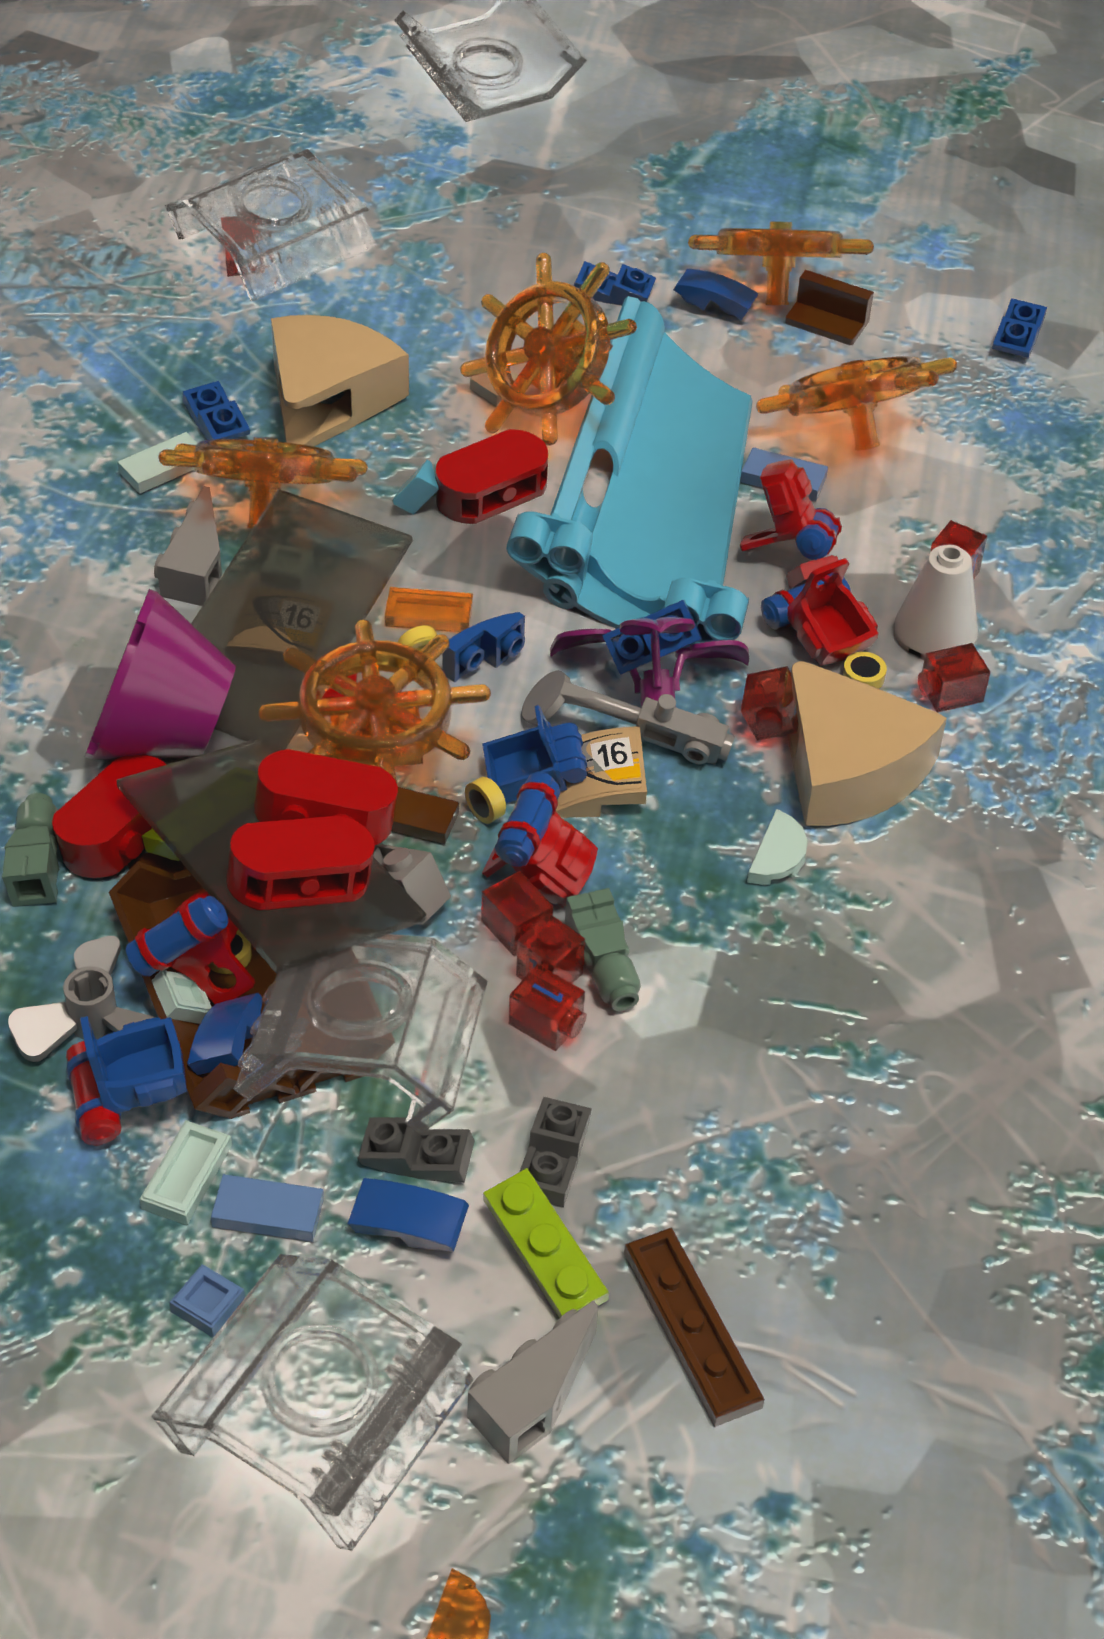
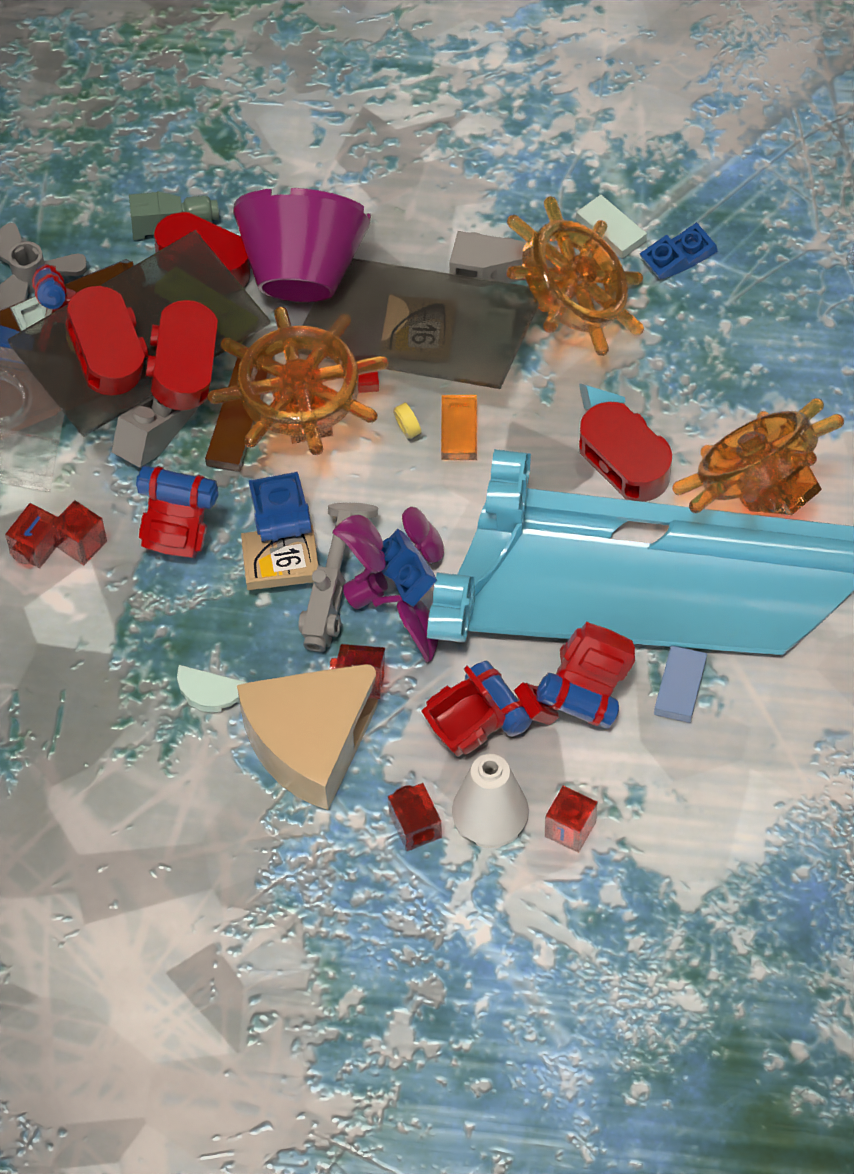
camera: 90 degrees right, 10 degrees up
(331, 356) = (720, 312): tan piece -> none
(485, 799) = (237, 480): light yellow tile -> none
(488, 641) = (417, 470): blue slope -> none
(513, 909) = (122, 509): clear red brick -> none
(605, 947) = (97, 567): sand green piece -> none
(857, 390) = (768, 717): clear orange piece -> none
(865, 668) = (424, 751): tile -> none

